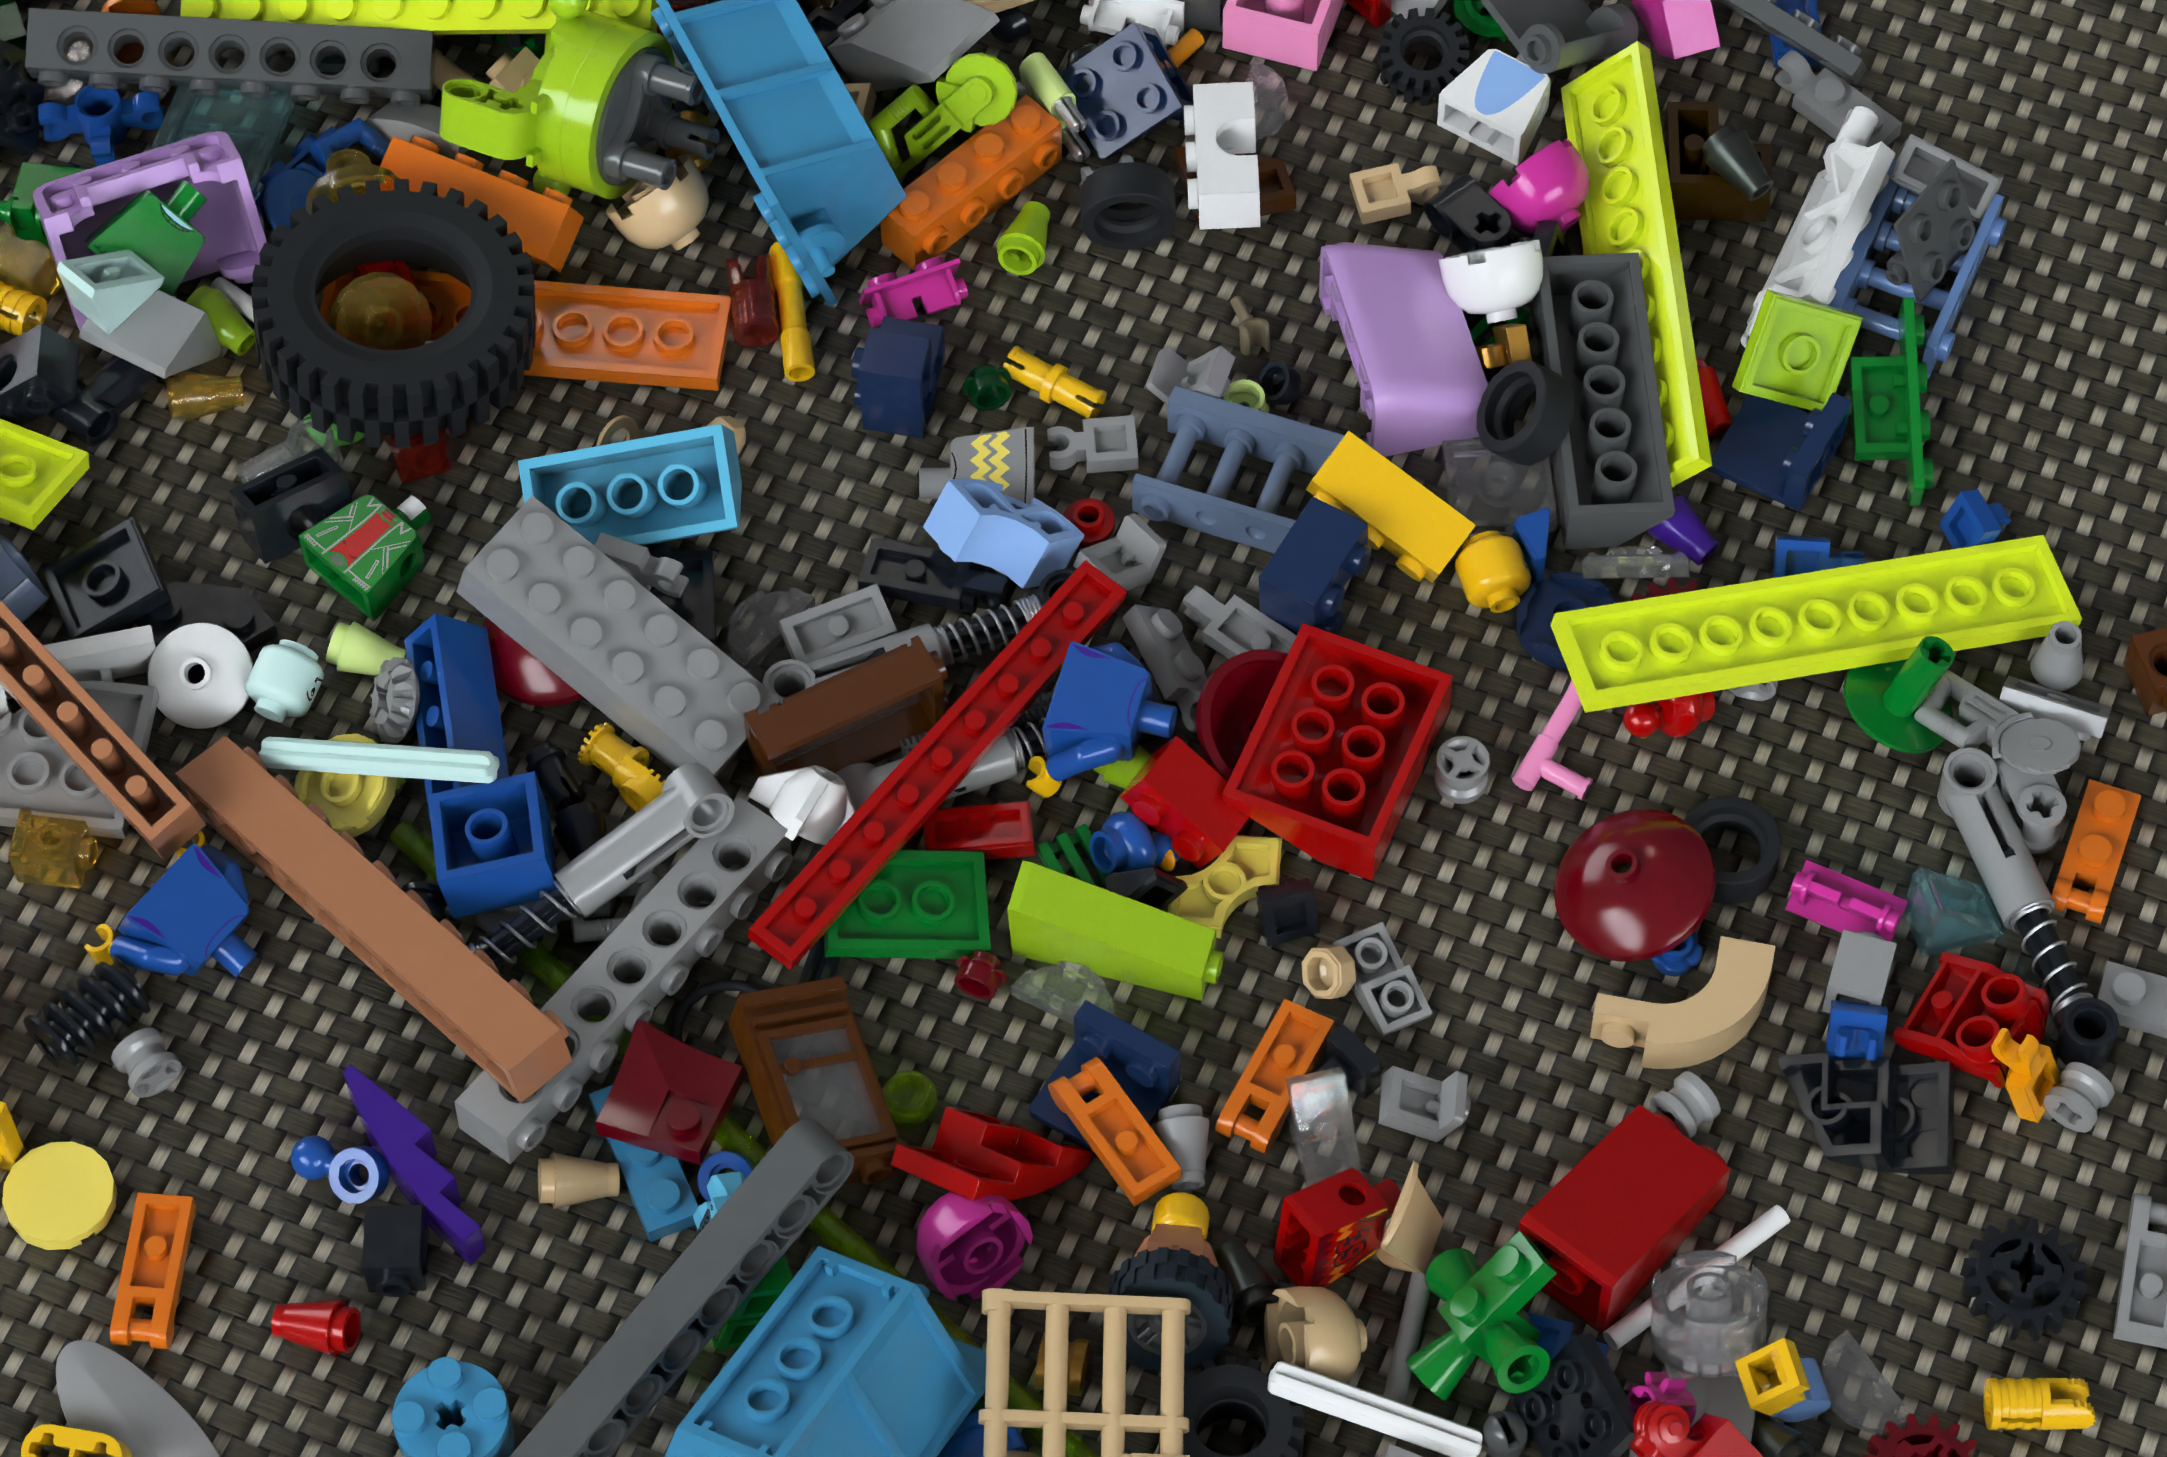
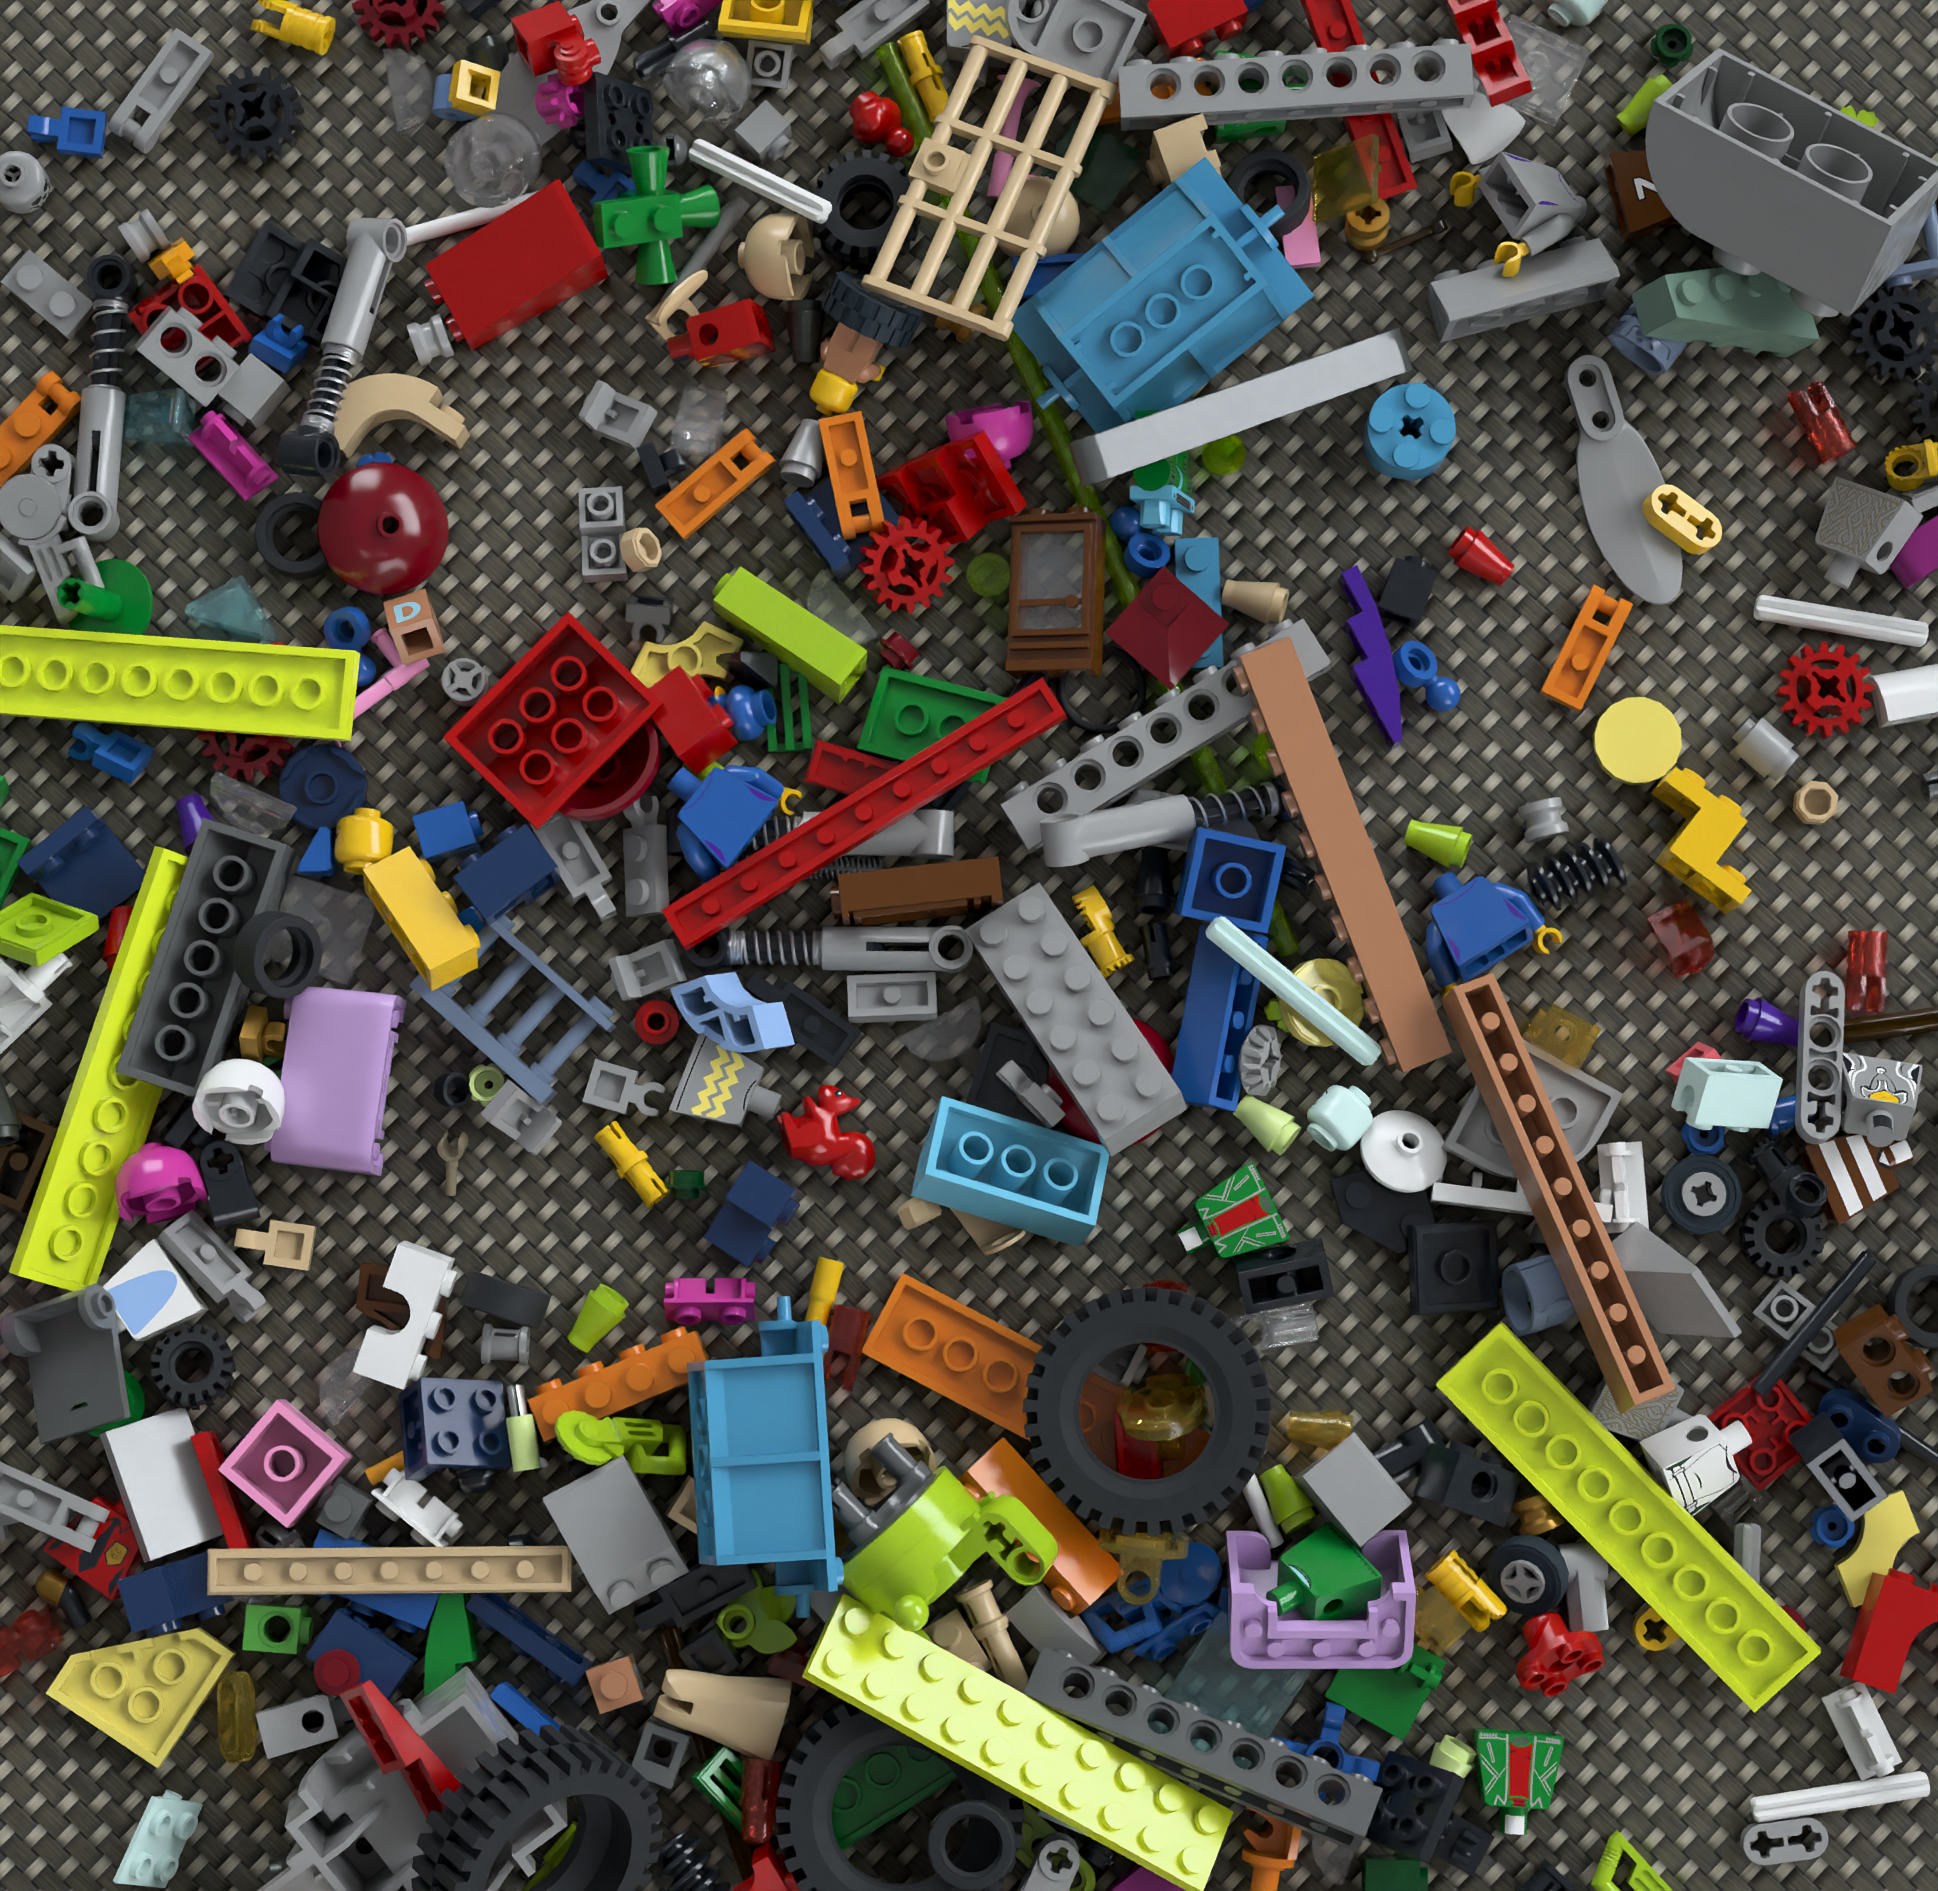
camera: 160 degrees left, 25 degrees up
(109, 286) = (1373, 1523): light aqua slope -> none
(264, 998) = (1439, 842): none -> lime cone
(806, 802) = (978, 823): white piece -> none
(861, 471) = (818, 1139): none -> red animal
(1009, 1059) = (922, 558): none -> red gear
(1407, 614) = (448, 831): none -> blue brick
(1453, 148) = (212, 1264): none -> light grey plate
(1546, 793) = (414, 627): none -> nougat brick
(1616, 771) = (340, 637): none -> blue plate
(1753, 745) = (233, 609): none -> clear light blue slope
(1800, 1174) = (372, 250): none -> piece
(1951, 963) = (181, 362): none -> light grey brick

